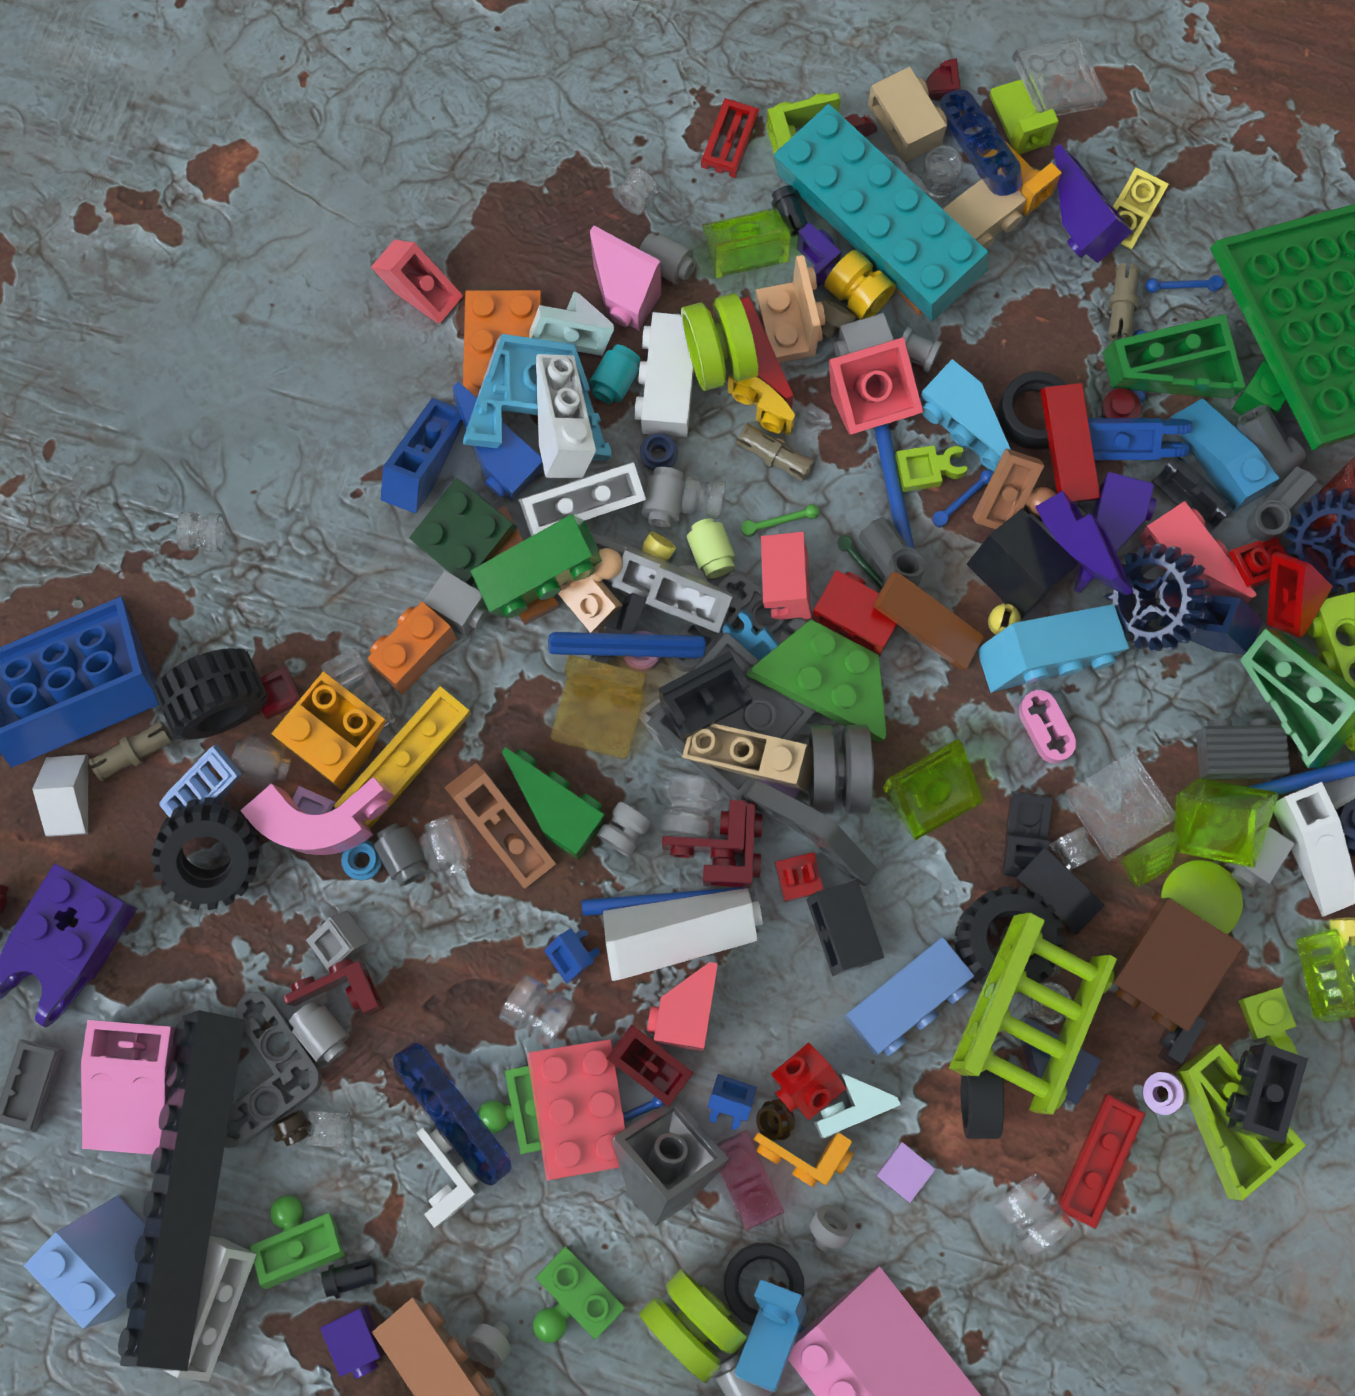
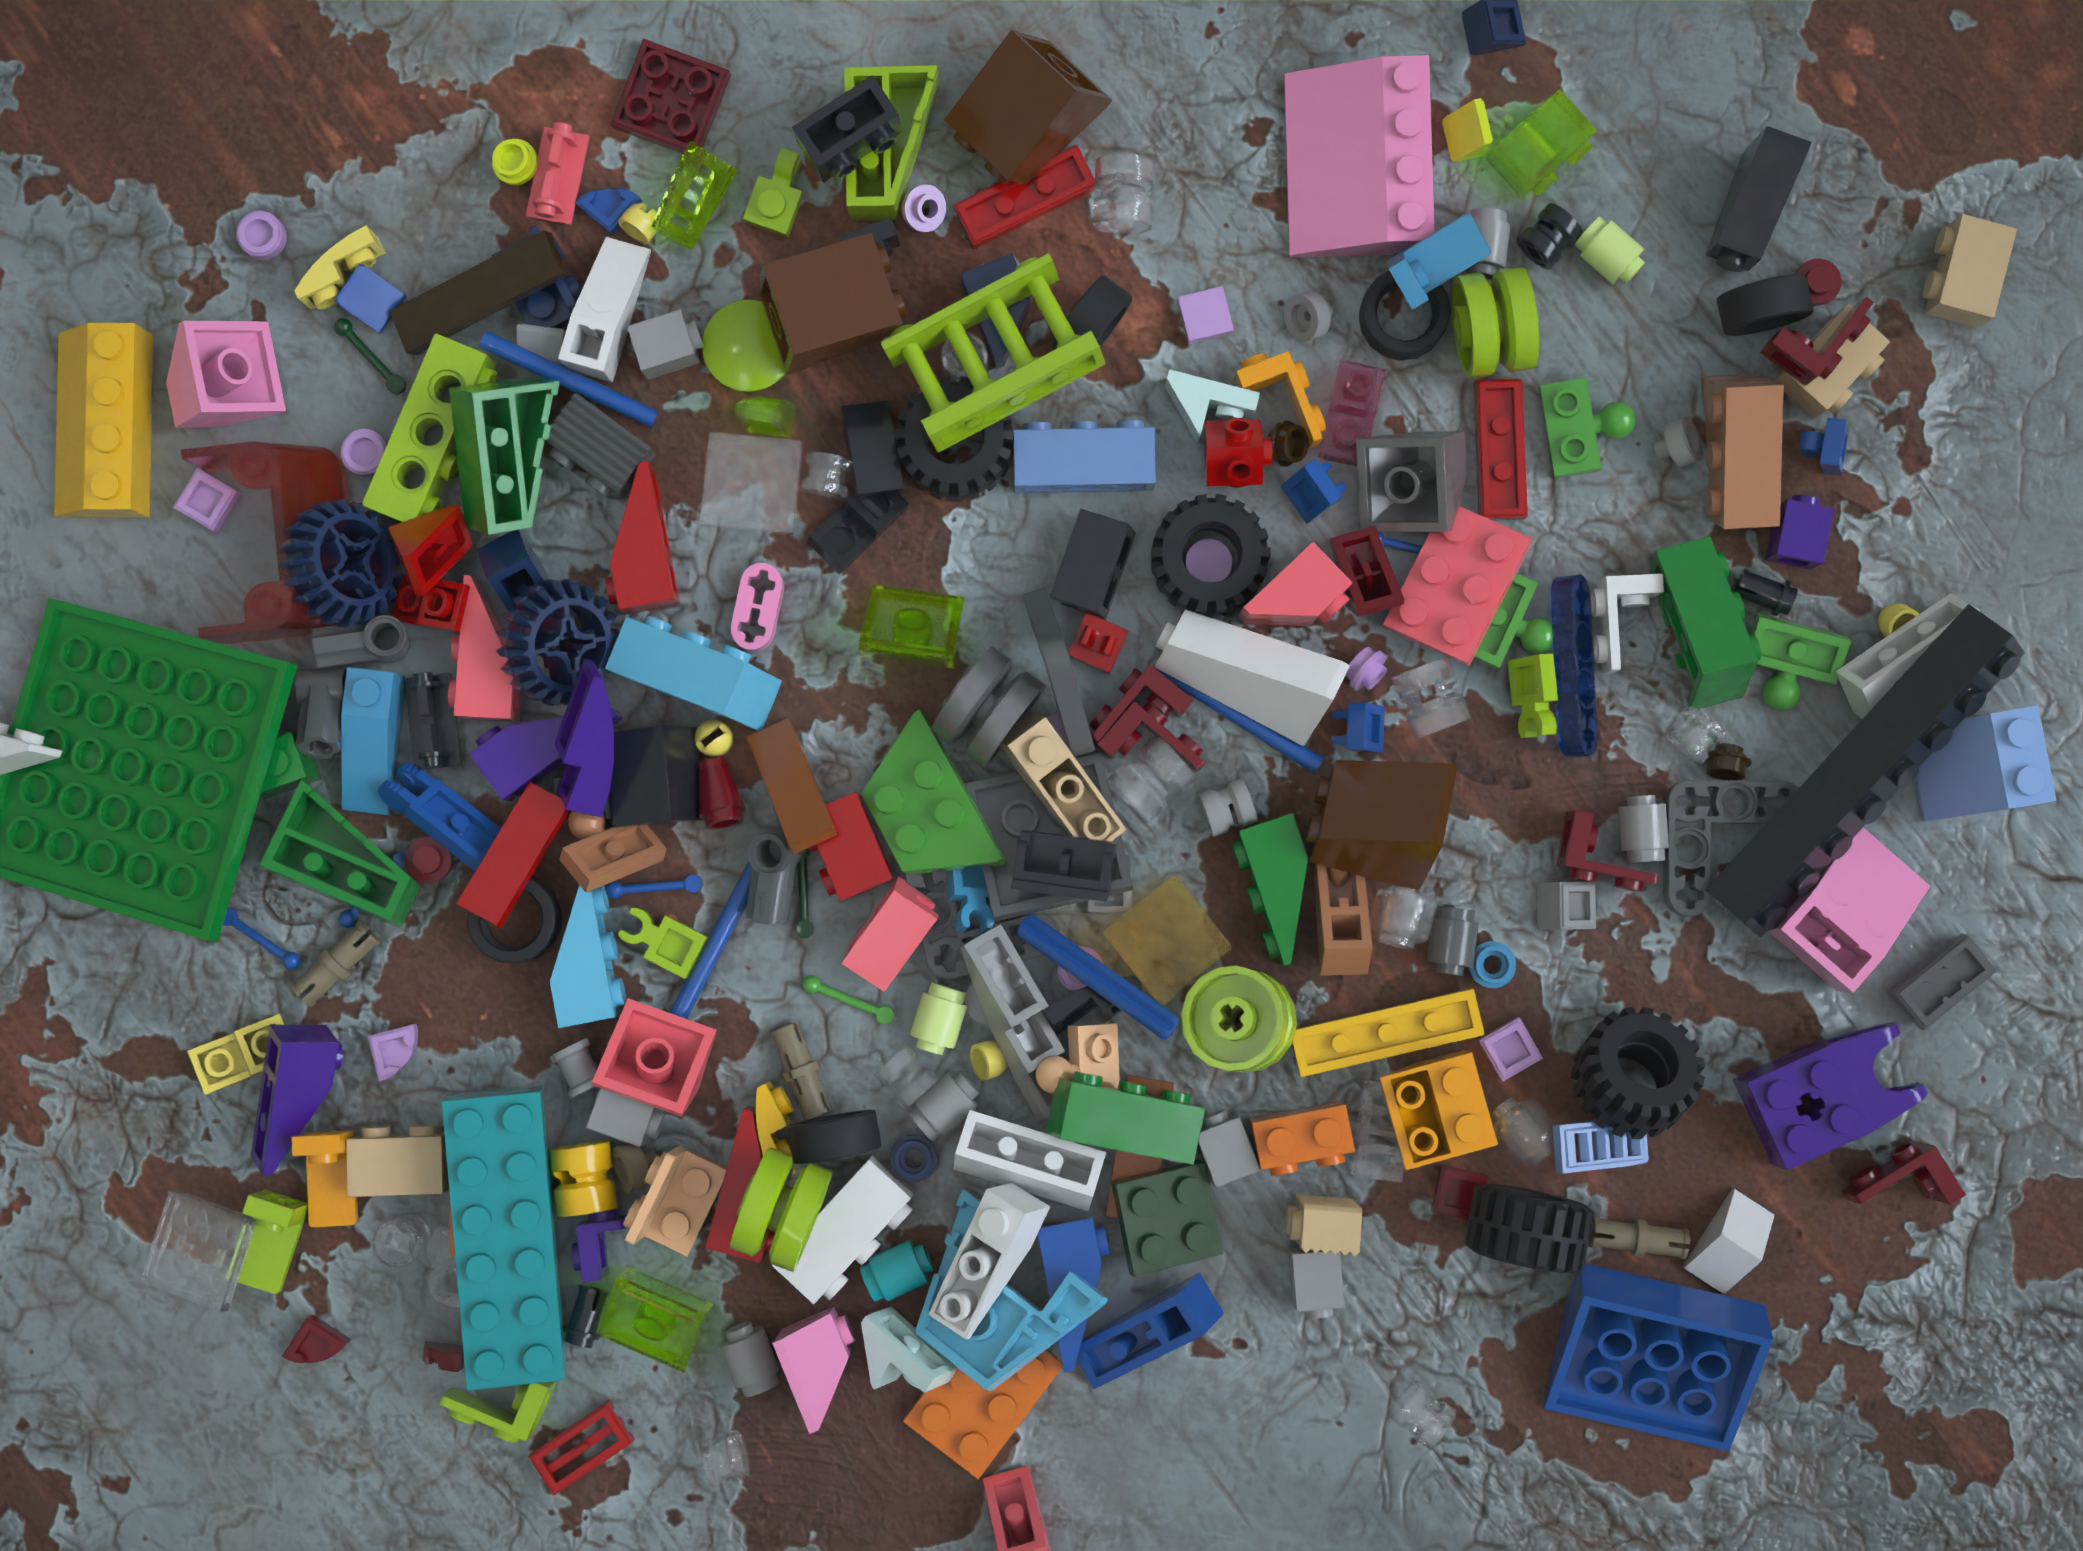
camera: 140 degrees left, 10 degrees up
(239, 1331) = (1894, 617): none -> light yellow hinge
(323, 834) = (1540, 1039): bright pink arch -> none
(334, 565) = (1316, 1282): none -> light grey brick
(353, 598) = (1325, 1224): none -> tan brick
(379, 1219) = (1706, 622): none -> green wedge
(468, 1073) = (1533, 688): none -> lime plate
(509, 688) = (1211, 1013): none -> lime wheel
(511, 894) = (1382, 819): none -> reddish brown slope
(598, 999) = (1366, 669): none -> lavender plate
(619, 1237) = (1500, 449): none -> red tile
(720, 421) = (834, 1136): none -> black tyre
(766, 992) = (1209, 560): none -> lavender tile
(790, 963) = (1221, 517): none -> black tyre
(907, 114) = (383, 1330): tan brick -> none
(971, 584) = (718, 795): none -> dark red cone
(983, 140) = (336, 1237): clear blue beam -> none
(1043, 279) = (393, 1050): none -> lavender tile
(1152, 702) = (642, 556): none -> red slope
(1154, 1225) = (1024, 107): none -> reddish brown slope
(1223, 821) = (672, 397): clear neon green slope -> none

